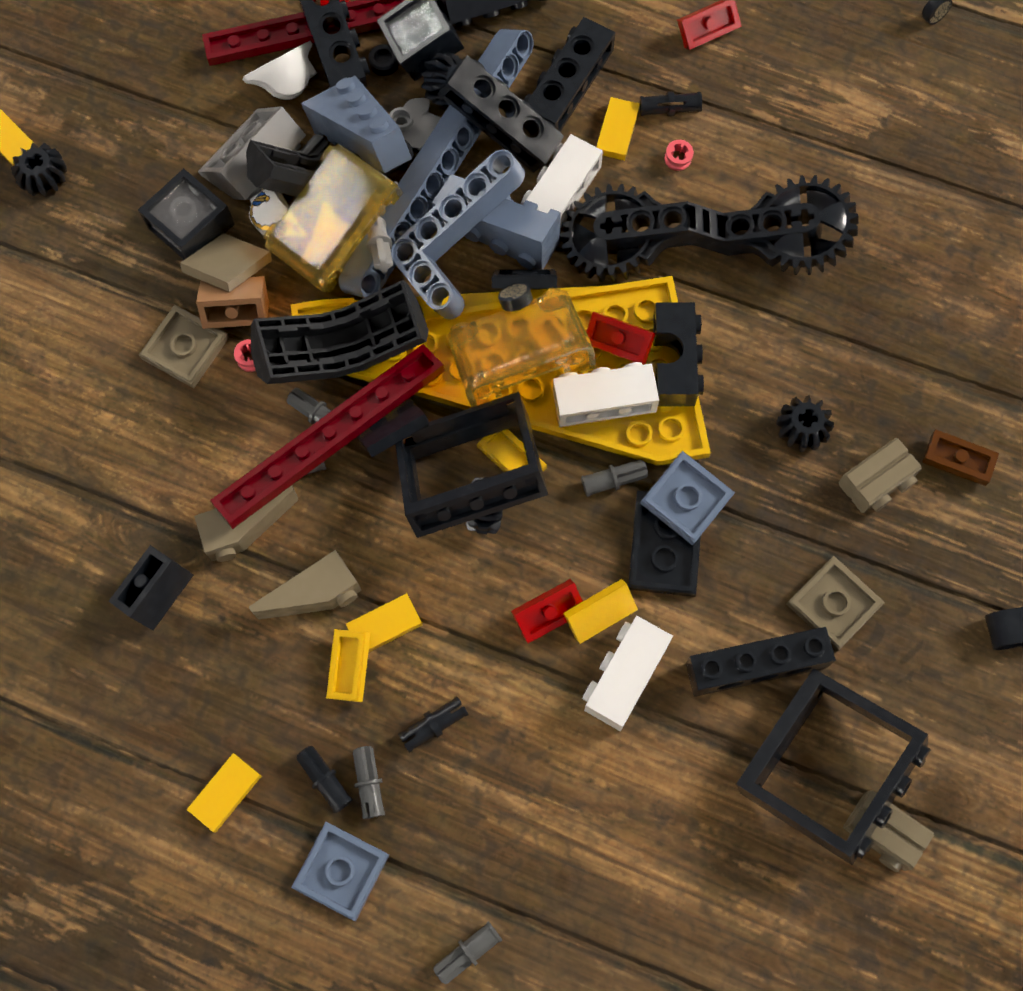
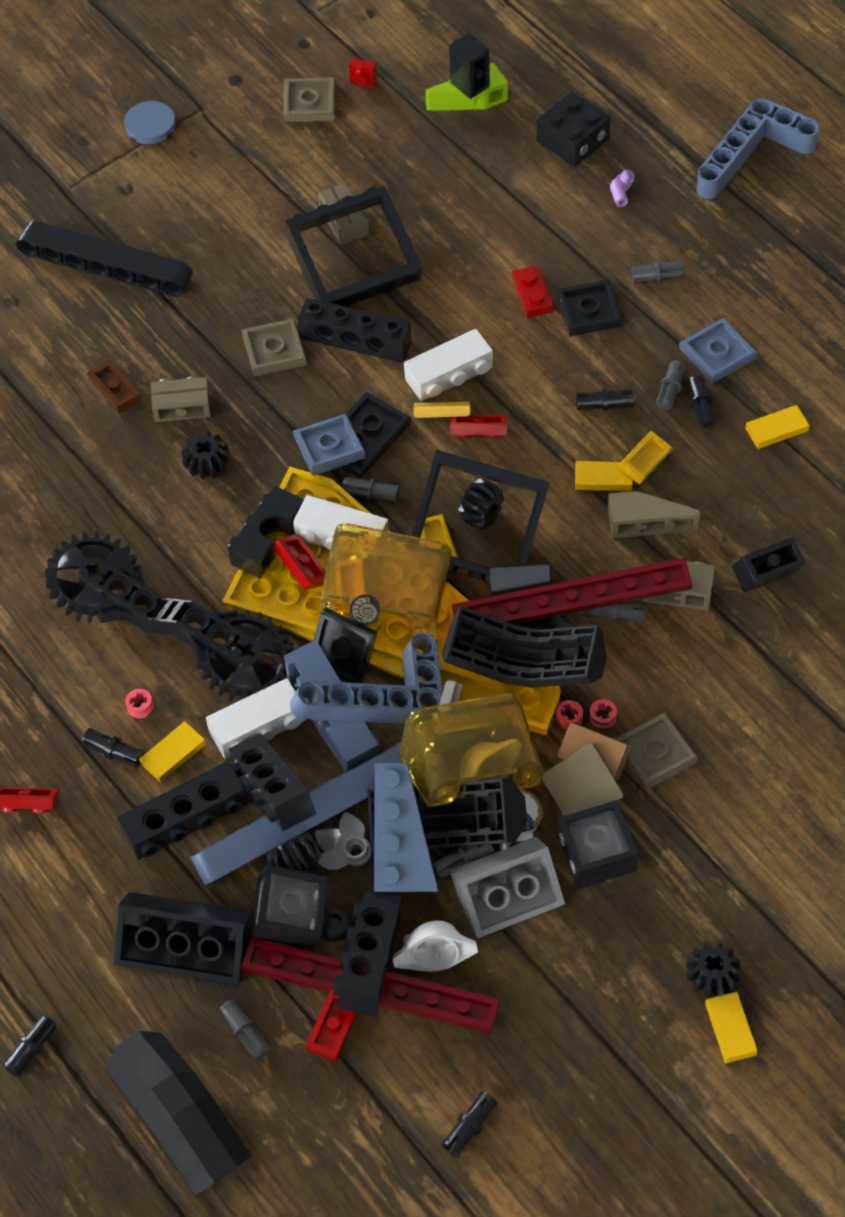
camera: 150 degrees left, 15 degrees down
(521, 853) = (589, 308): none -> black tile
(600, 841) = (532, 291): none -> red plate

